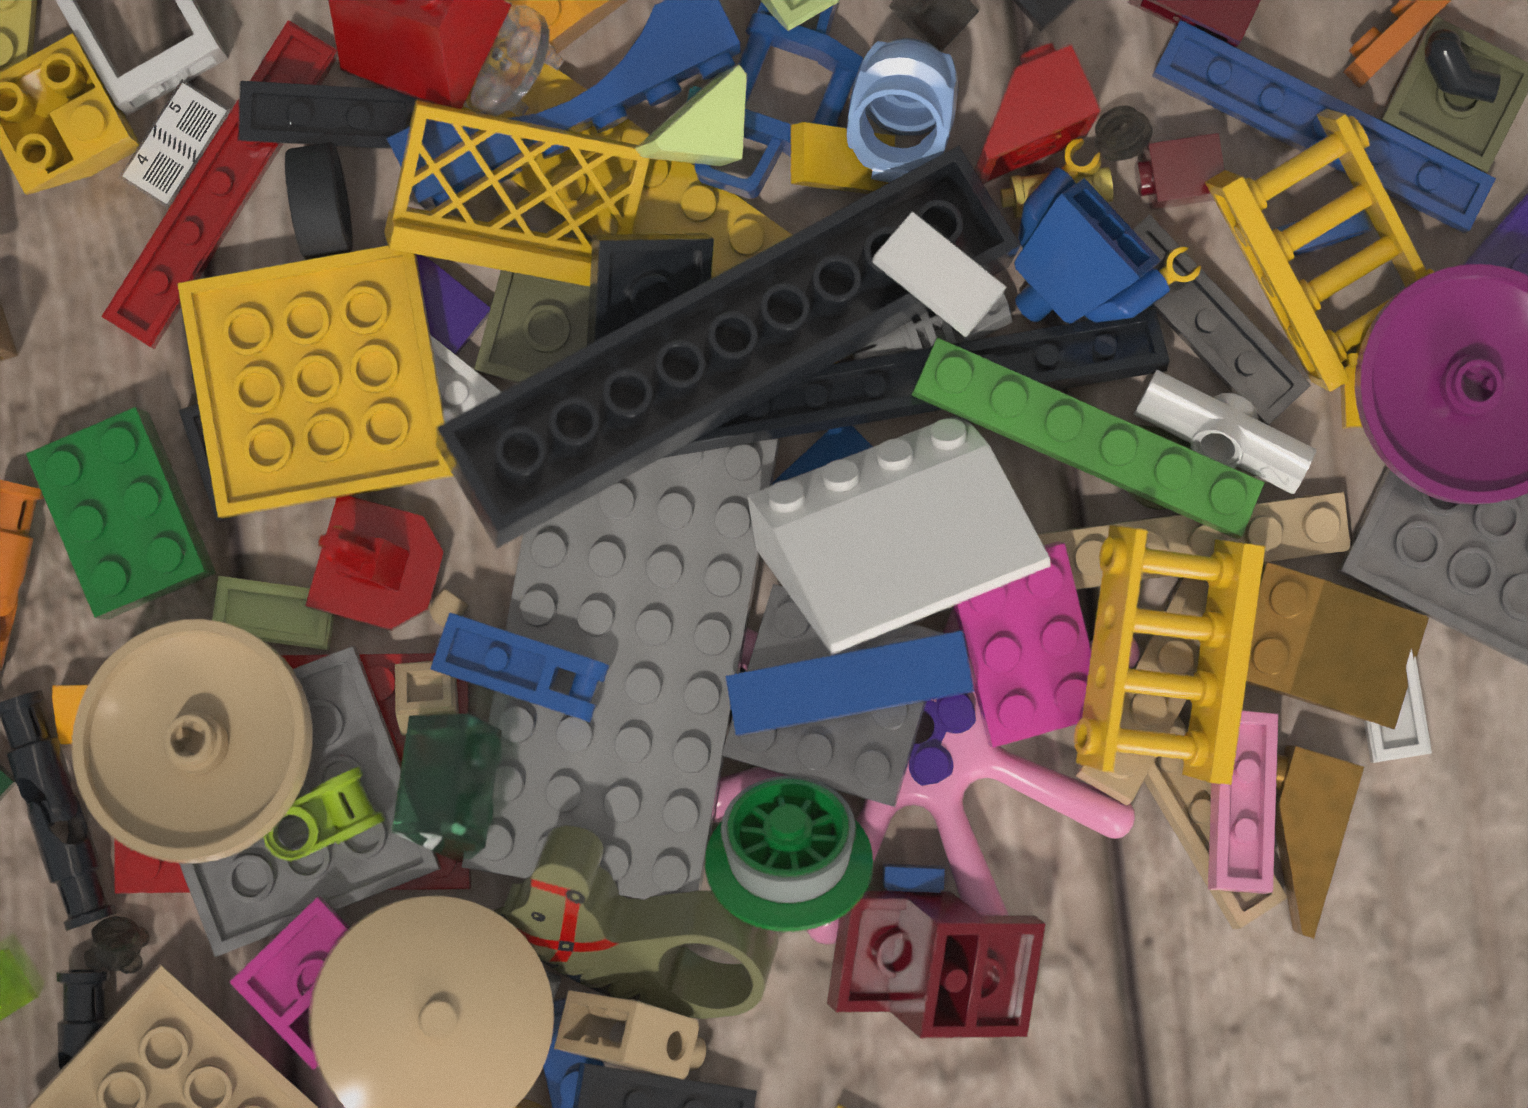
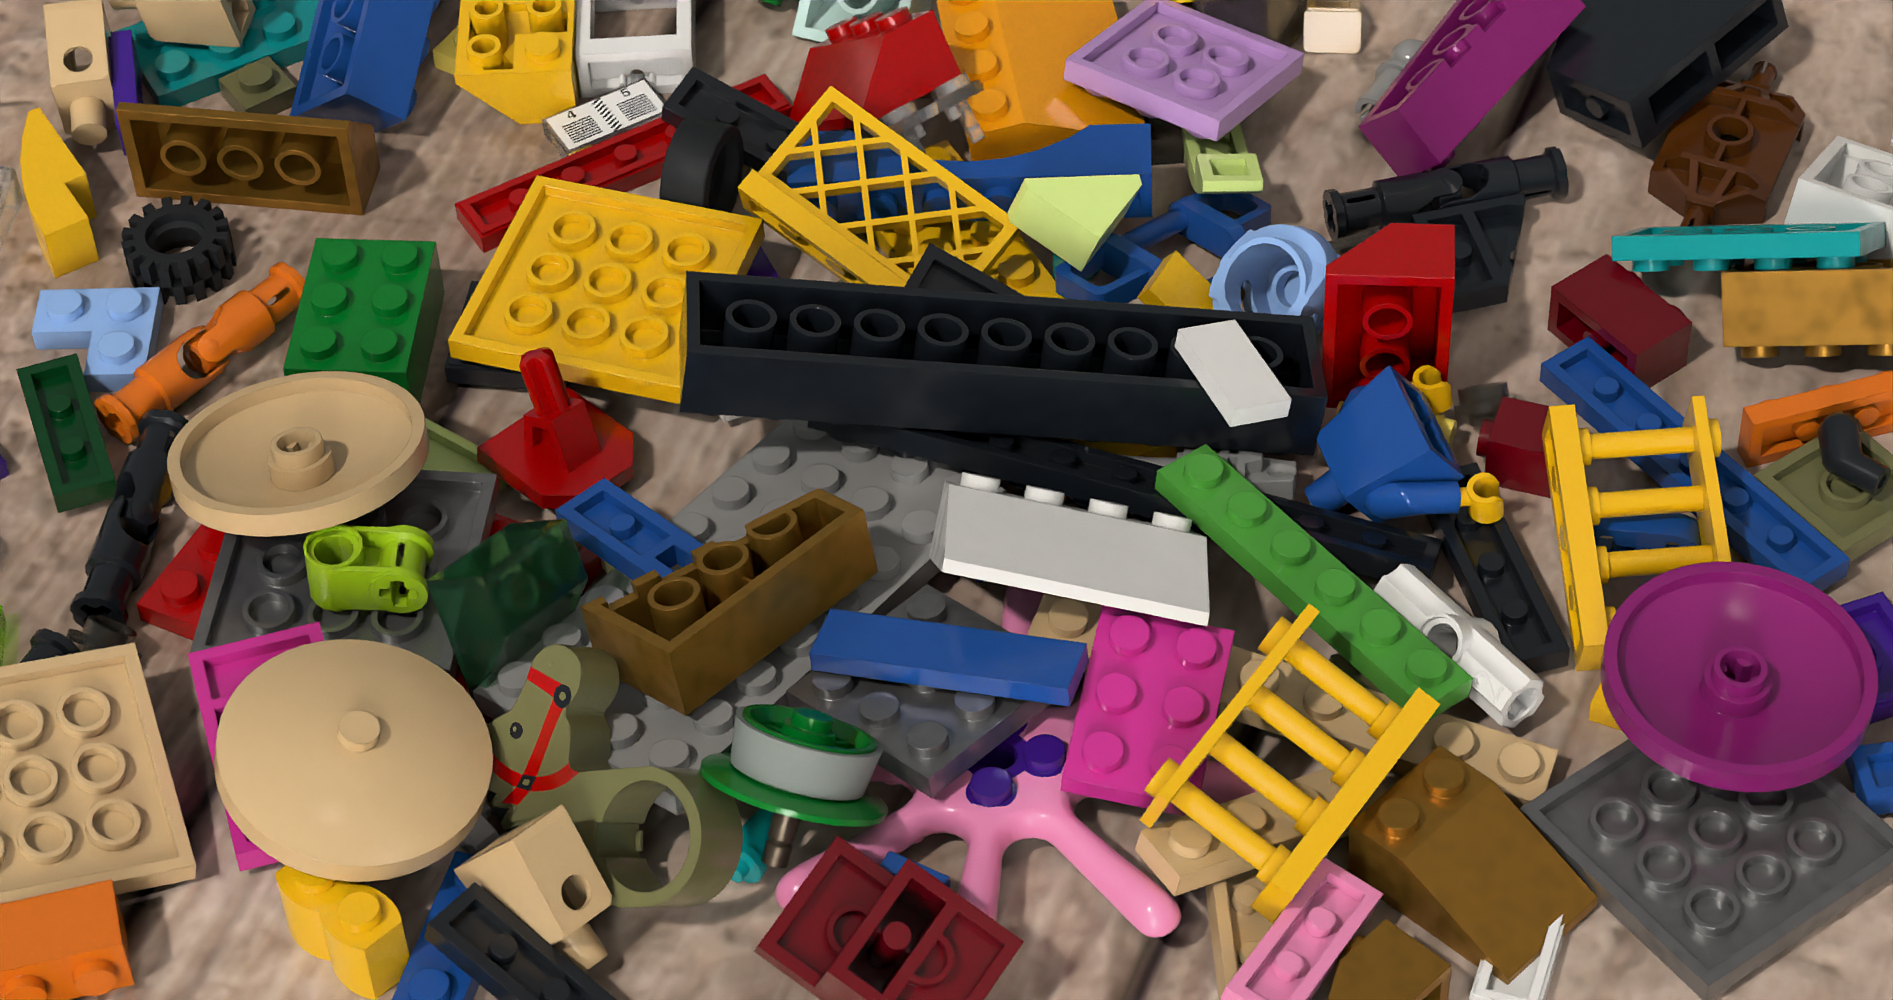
camera: 30 degrees right, 40 degrees down
(649, 719) = (735, 601): none -> pearl gold wedge

